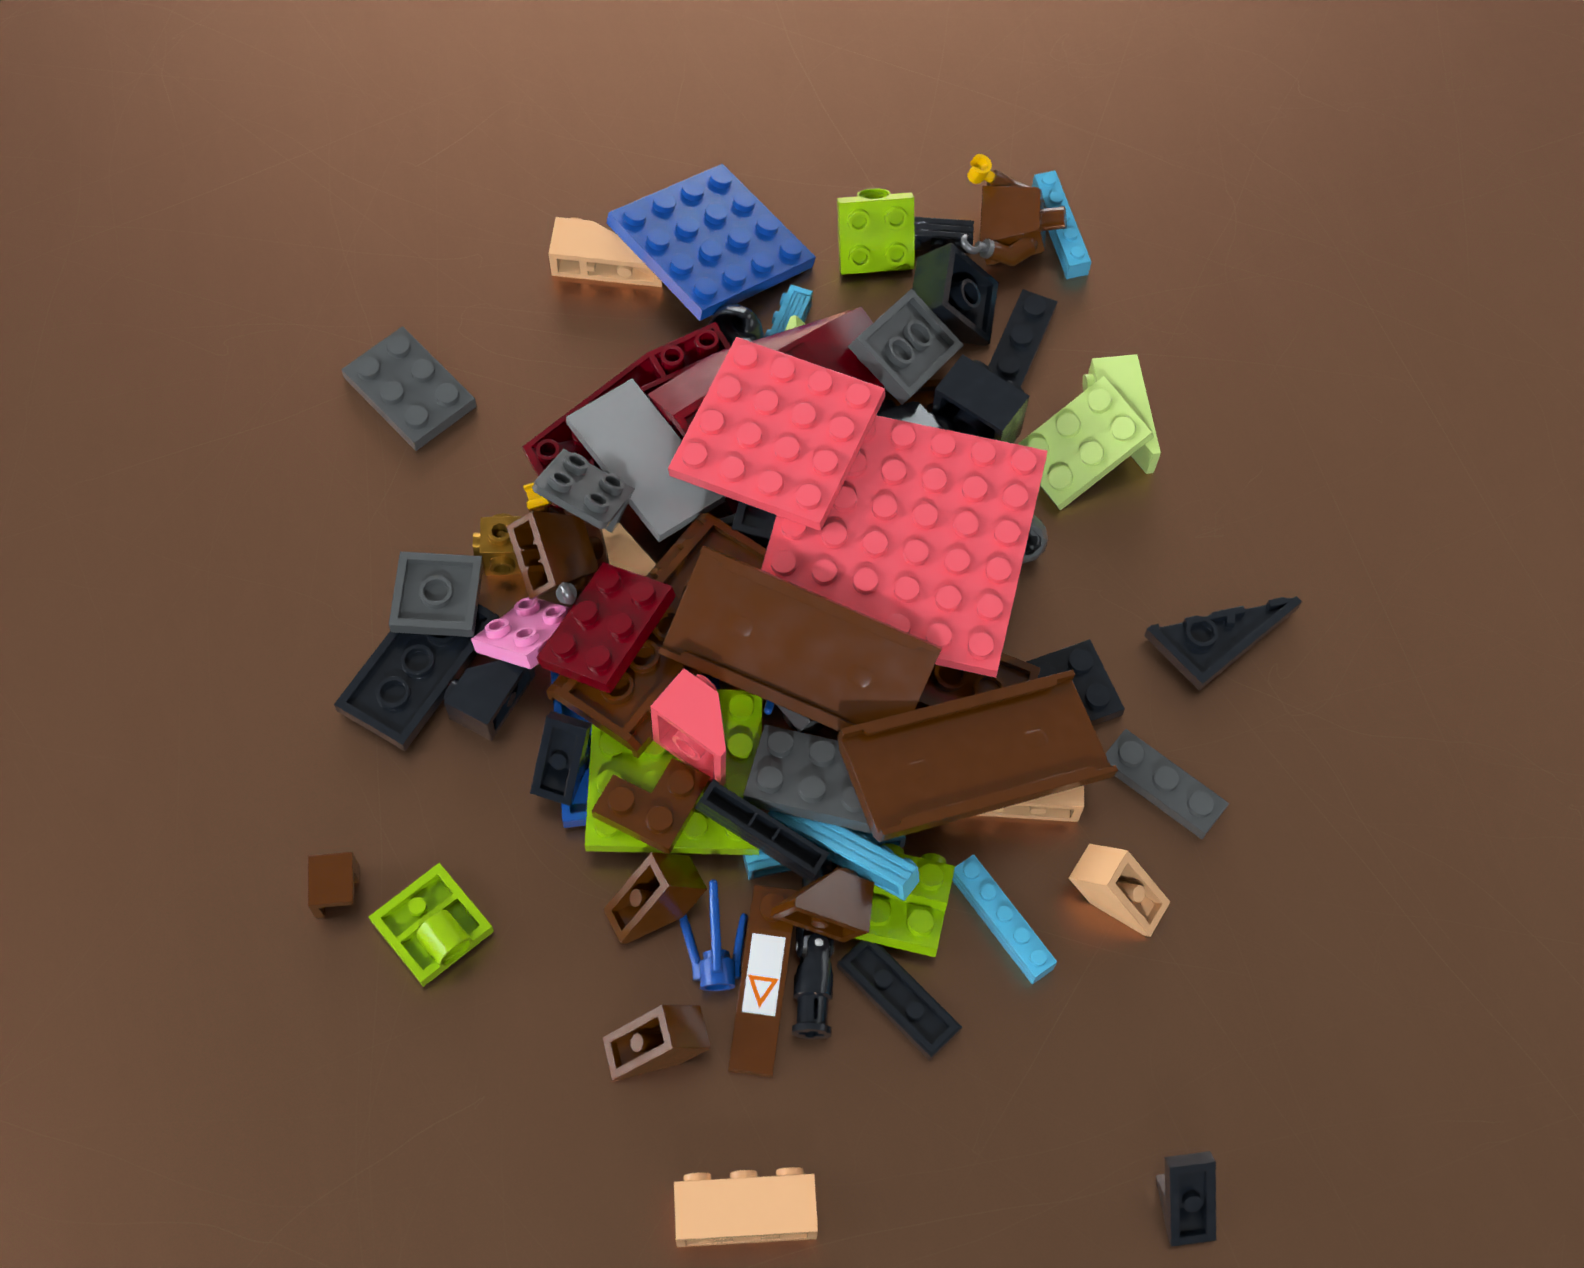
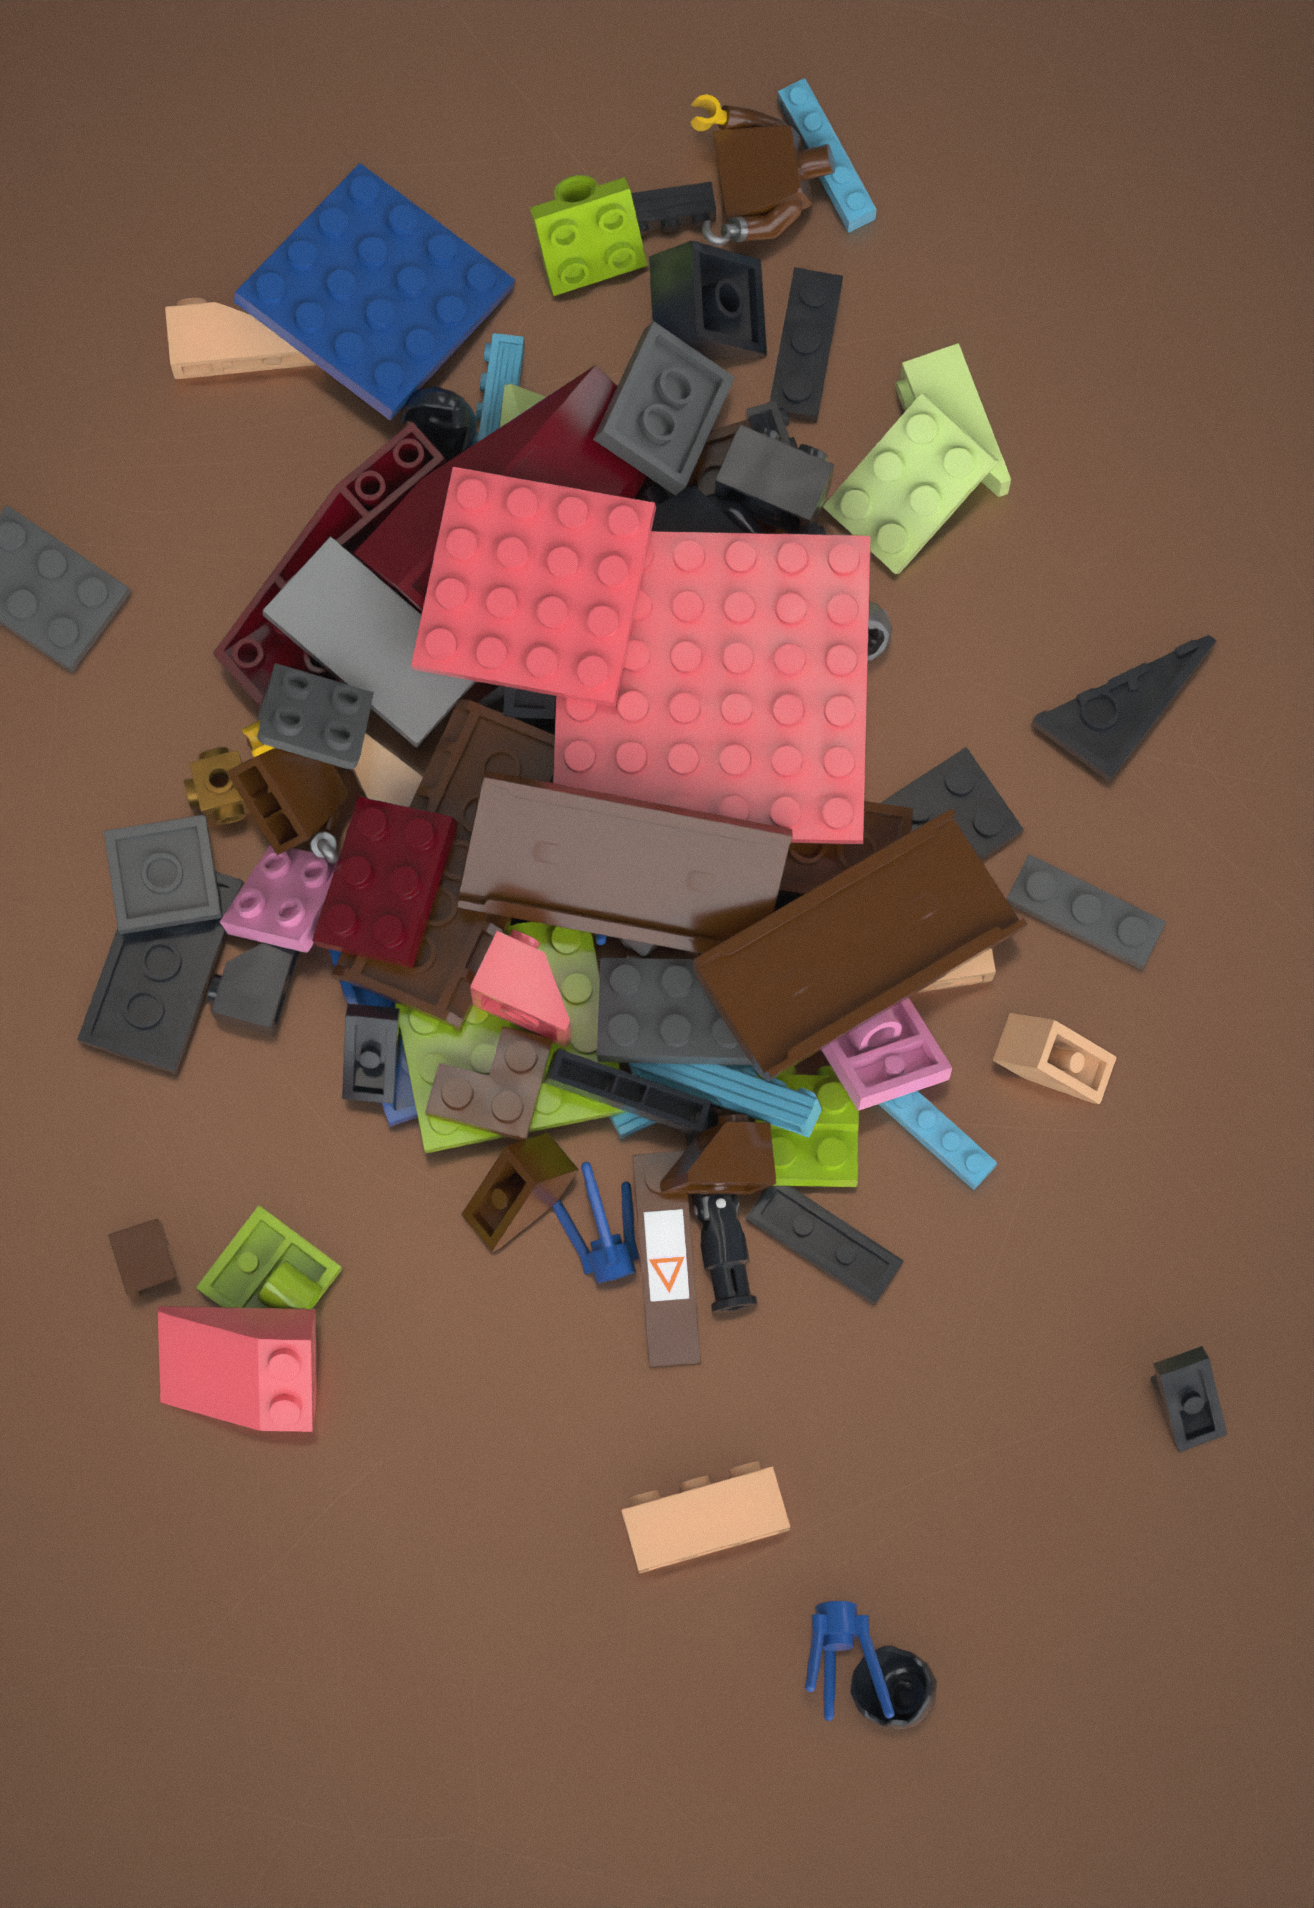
camera: 10 degrees left, 15 degrees up
(386, 986) = (240, 1364): none -> coral slope
(656, 1041) = (562, 1356): reddish brown slope -> none
(981, 851) = (888, 1057): none -> bright pink plate

